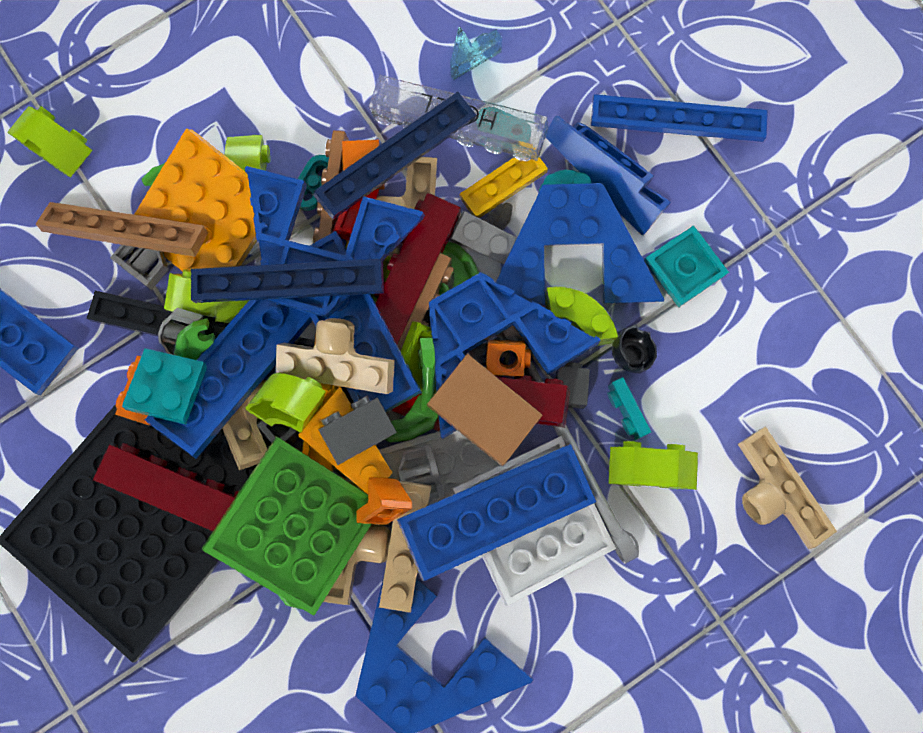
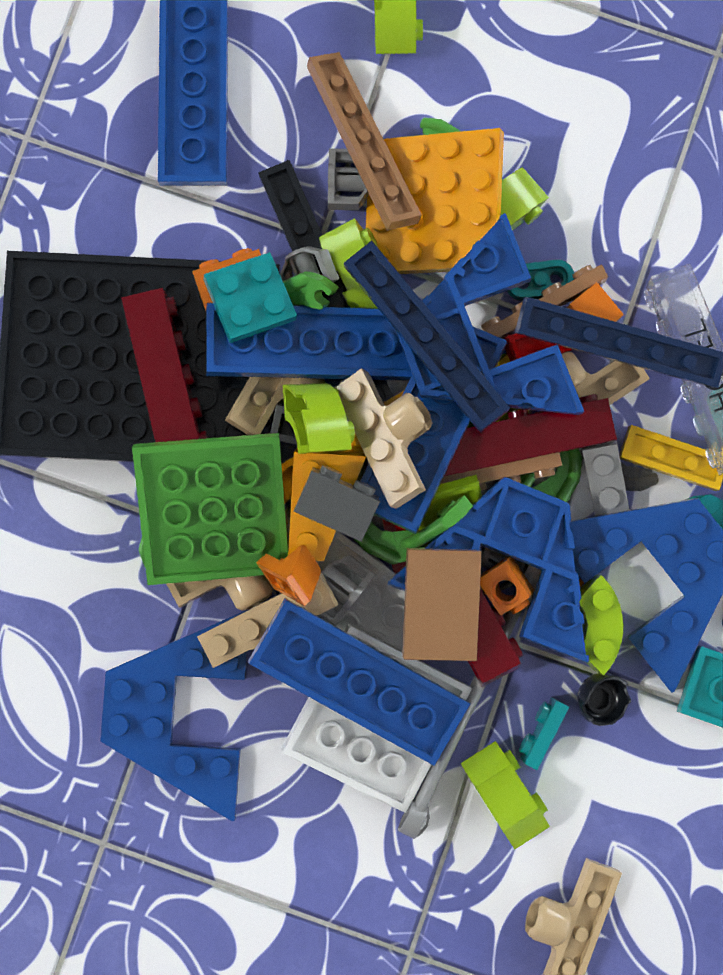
camera: 50 degrees right, 5 degrees up
(577, 381) = (533, 666): dark grey brick -> none

